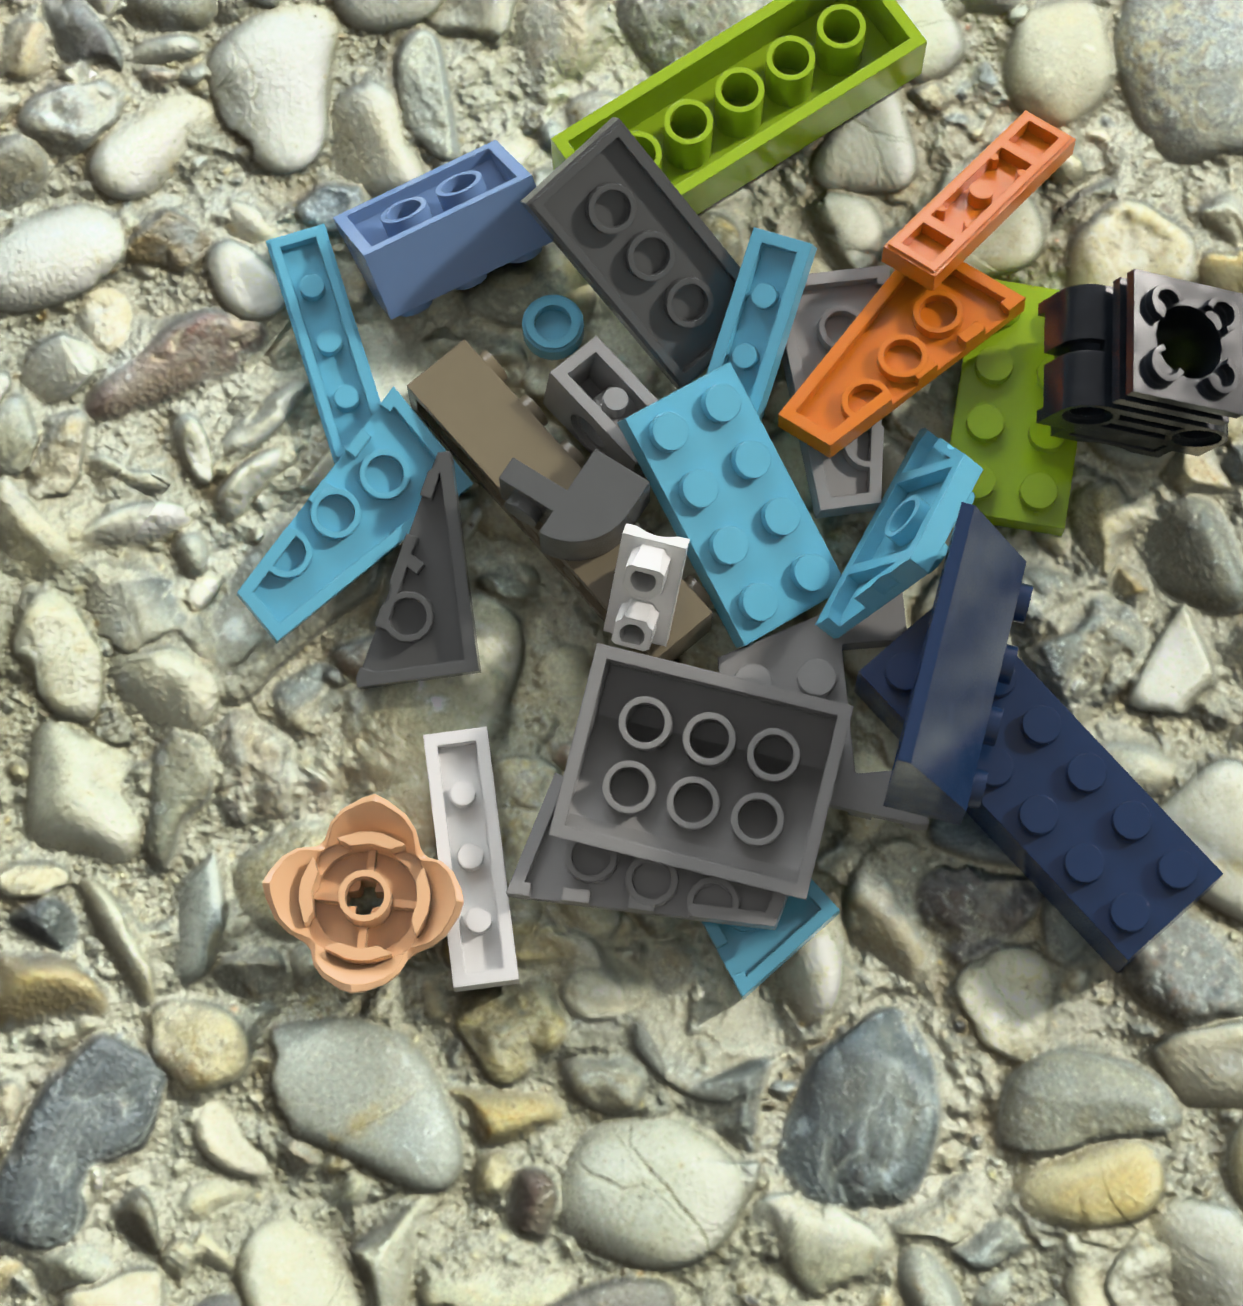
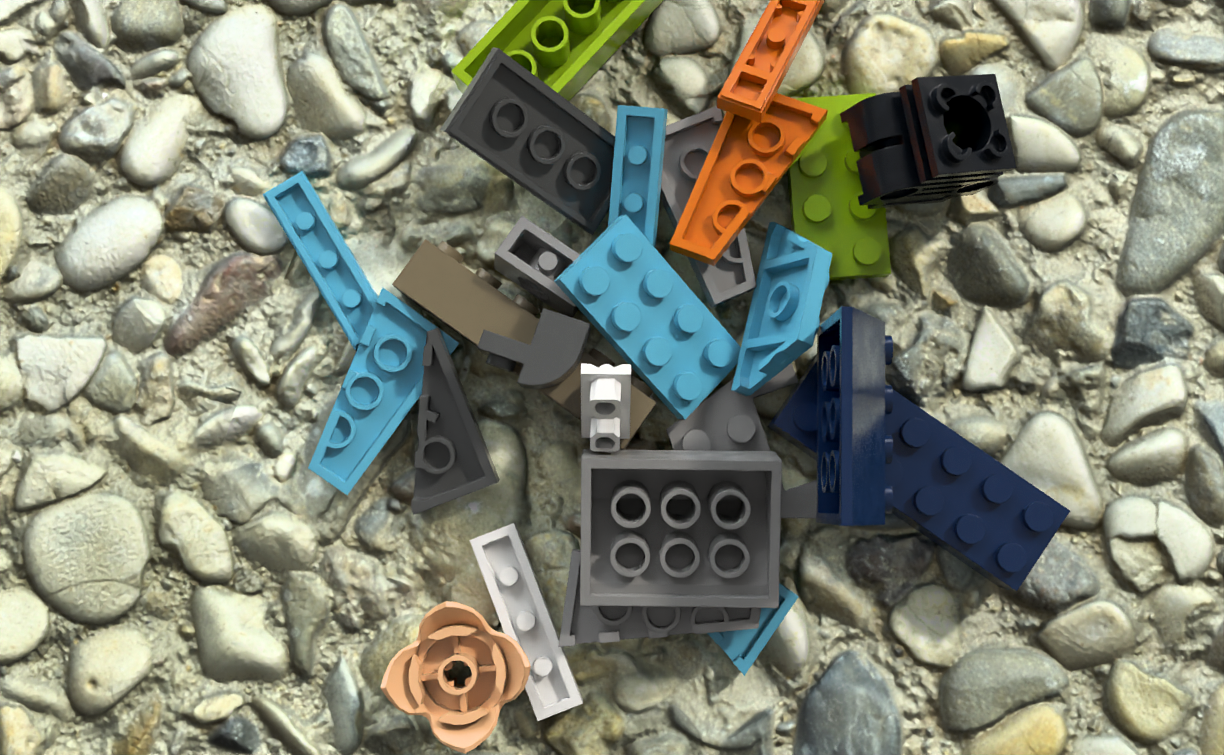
camera: 10 degrees left, 10 degrees up
(443, 230) = (389, 155): medium blue slope -> none
(553, 327) = (487, 208): medium azure tile -> none

